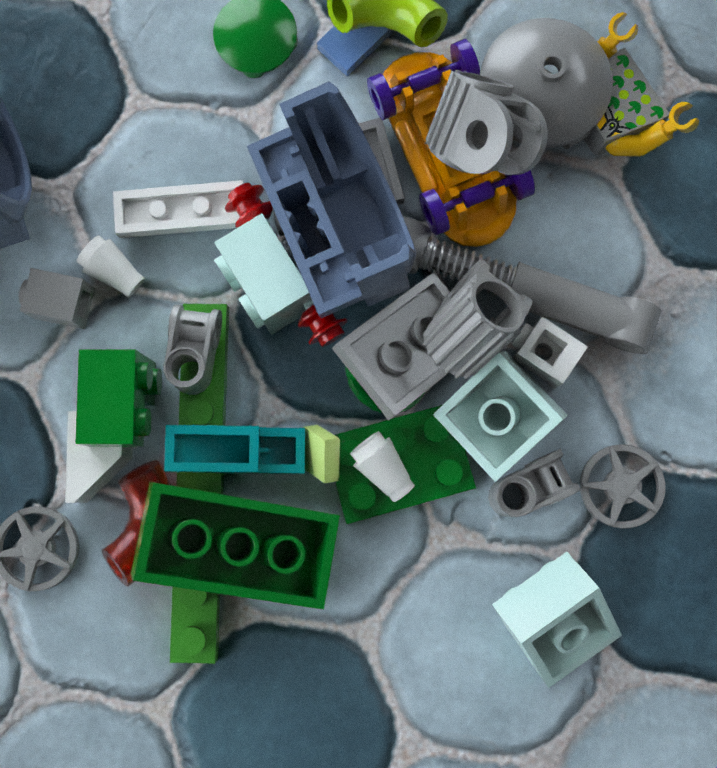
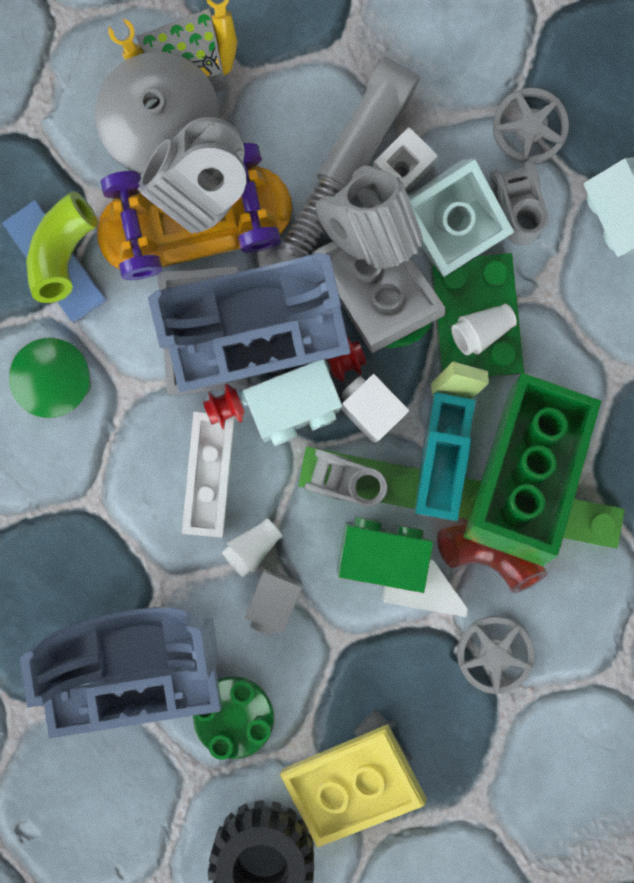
camera: 85 degrees left, 5 degrees up
(273, 359) = (372, 407): none -> white brick

